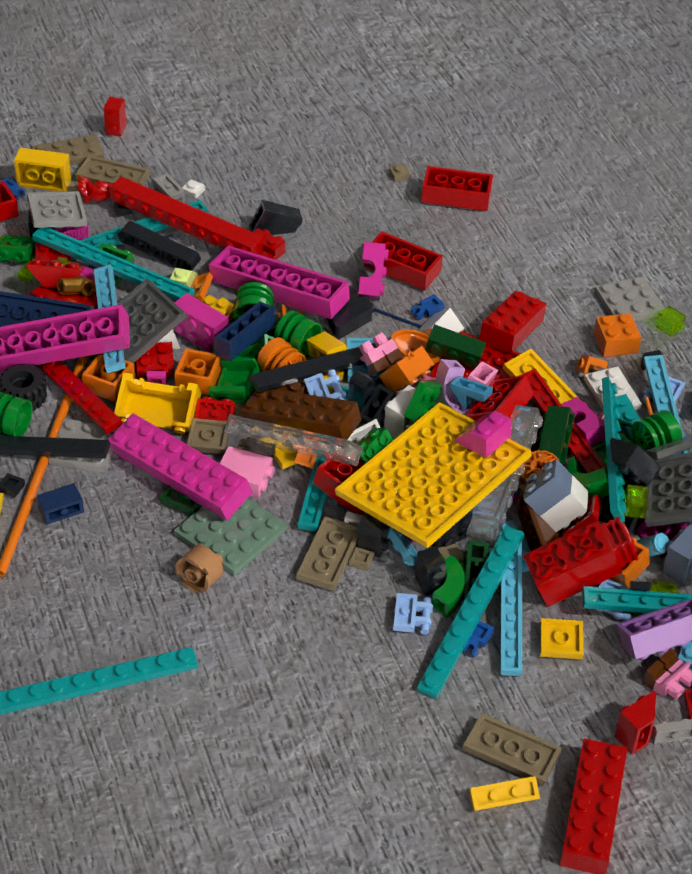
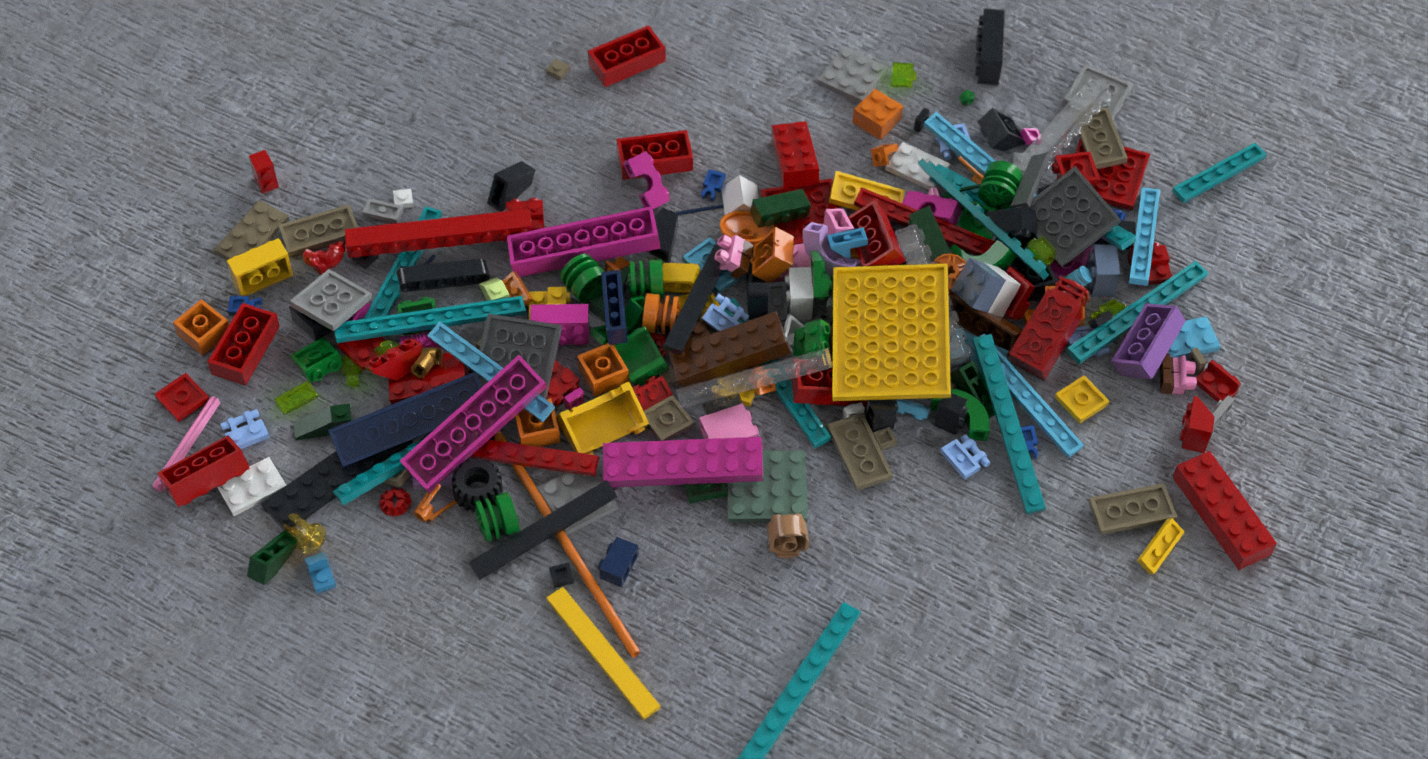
camera: 40 degrees left, 10 degrees up
(486, 433) = (901, 272): dark pink slope -> none

